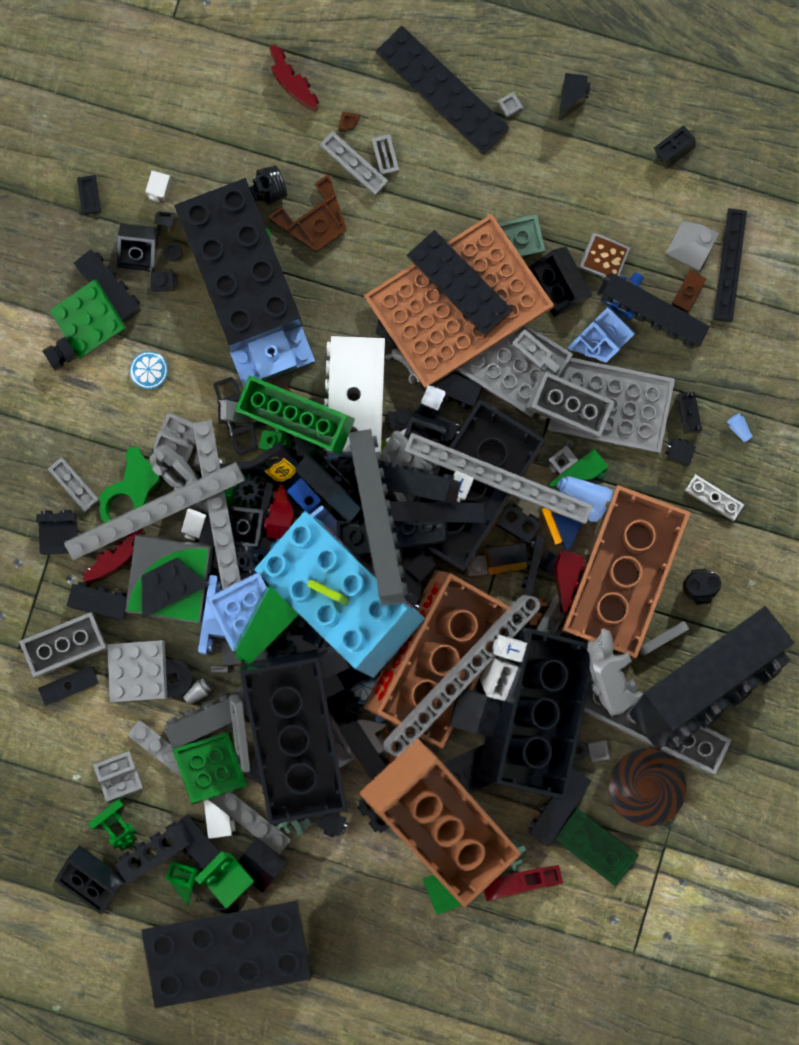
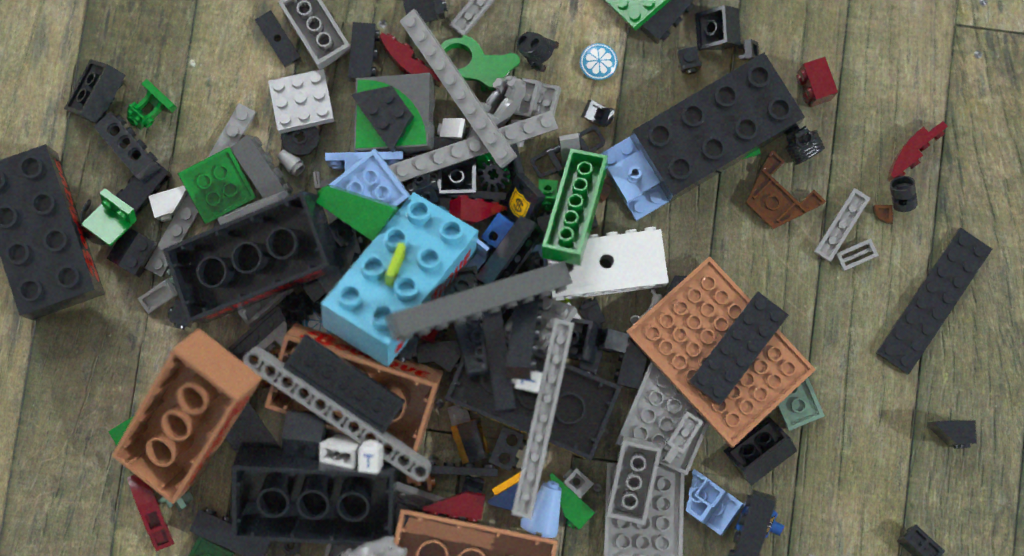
camera: 80 degrees right, 0 degrees up
(118, 777) = (197, 101): light grey slope -> none
(127, 428) = (536, 49): none -> black piece
(158, 186) = (782, 38): white brick -> none
(172, 251) = (720, 64): black tile -> none
(182, 879) = (110, 179): green slope -> none
(202, 379) = (598, 114): none -> black bracket
(209, 161) = (816, 82): none -> dark red brick
(310, 844) = (158, 296): none -> light grey tile
(334, 98) = (903, 194): none -> black wheel
(434, 663) = (344, 383): none -> black plate
(510, 104) = (932, 371): light grey tile -> none
(603, 256) = (794, 491): slope -> none

